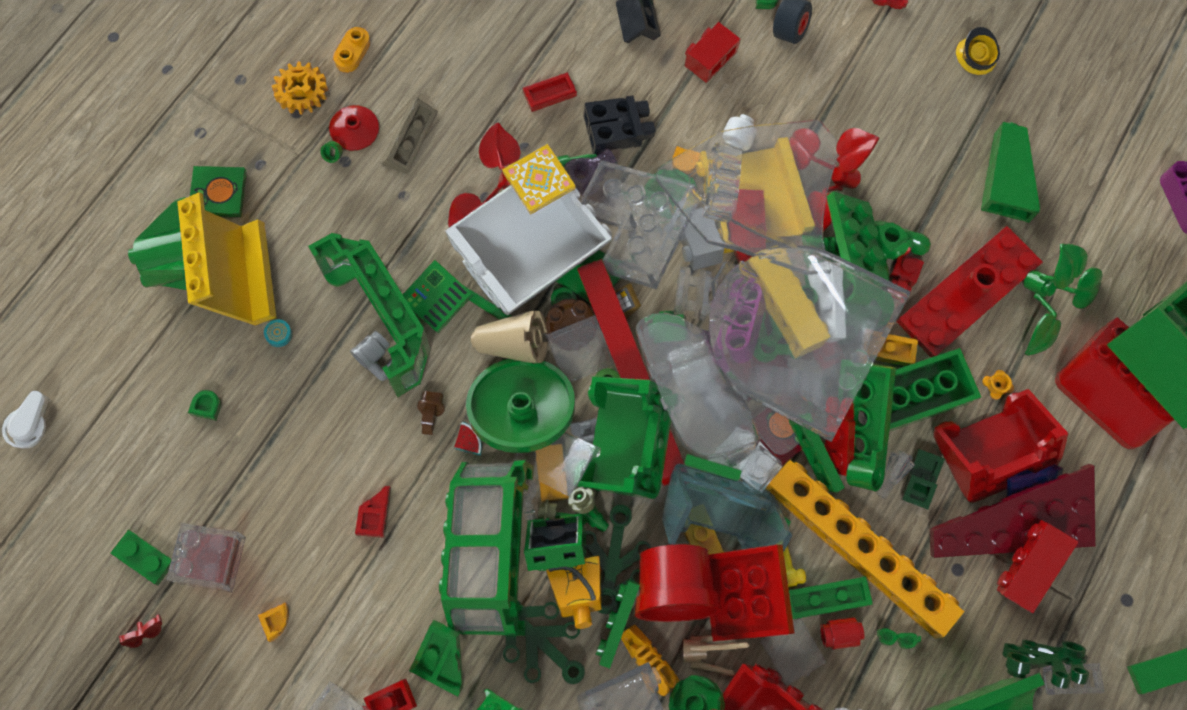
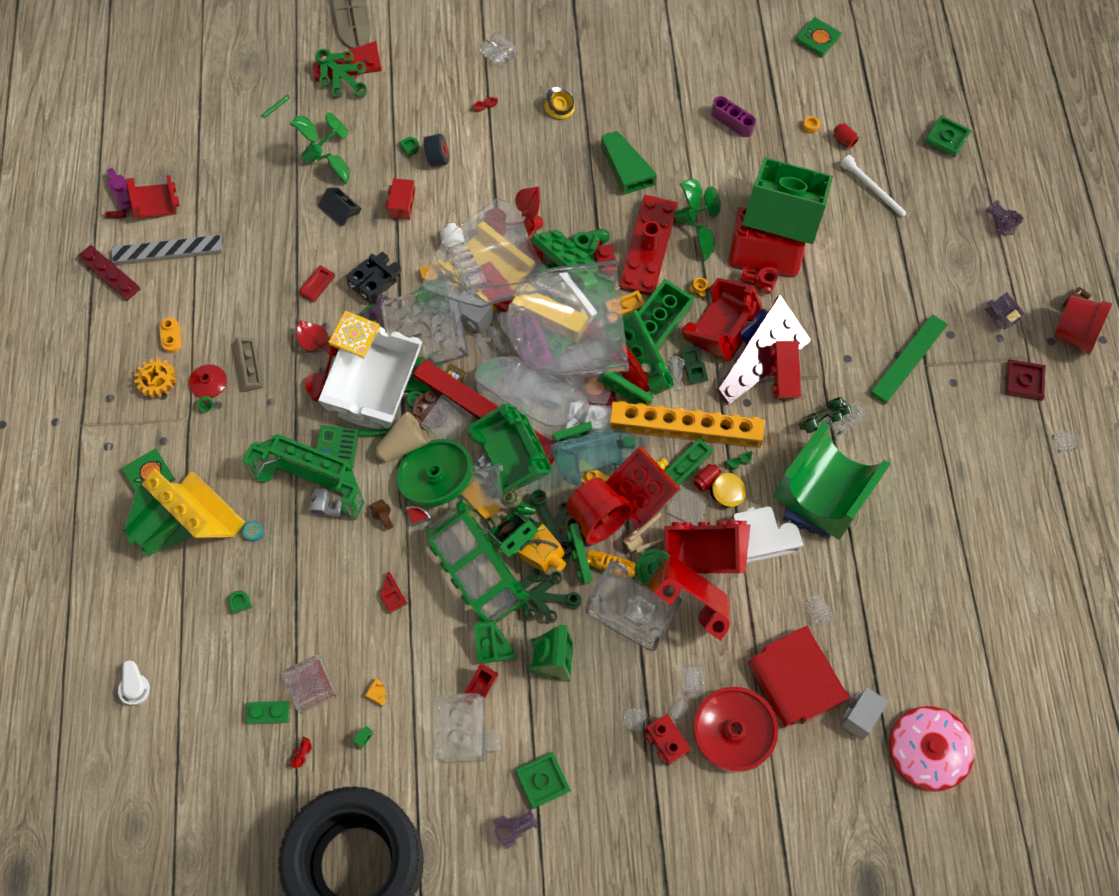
camera: 30 degrees left, 5 degrees down
(219, 665) = (363, 737): none -> green tile
(856, 669) = (728, 490): none -> yellow piece
(1081, 422) = (759, 278): none -> red connector

